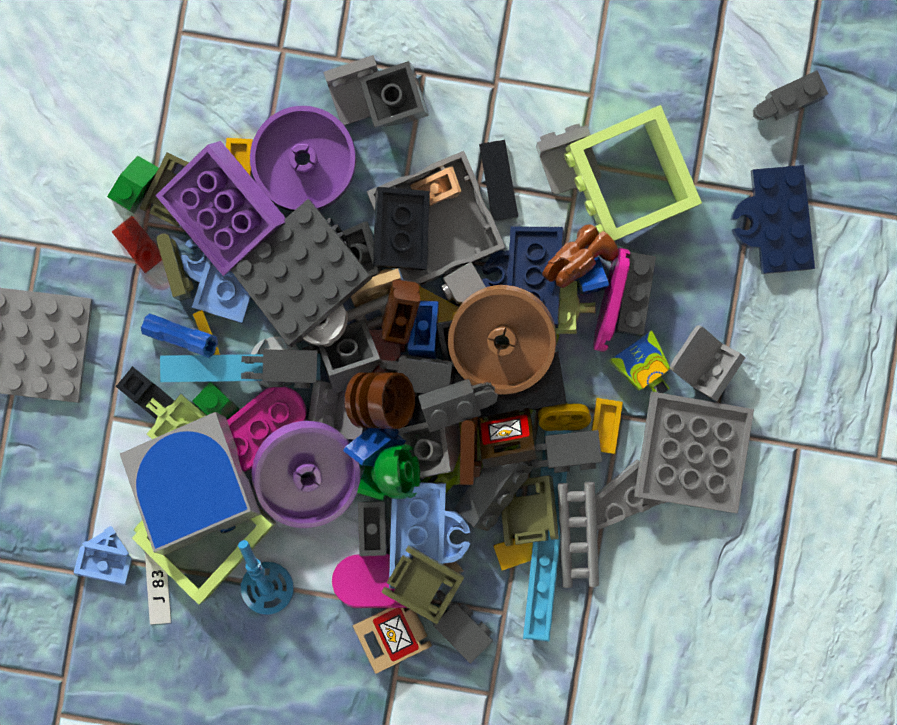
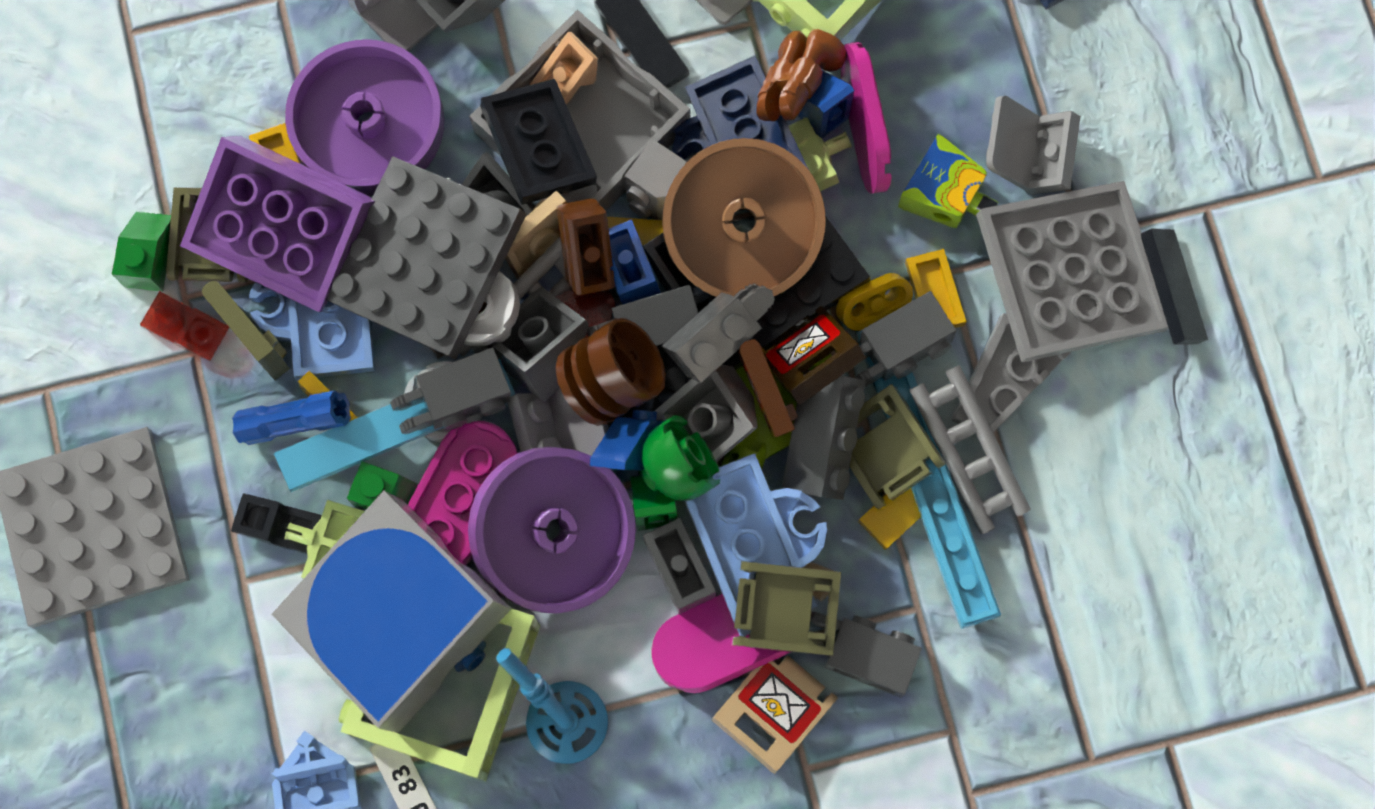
camera: 20 degrees left, 10 degrees down
(636, 295) = (899, 101): dark grey brick -> none
(751, 488) = (1173, 286): none -> black tile

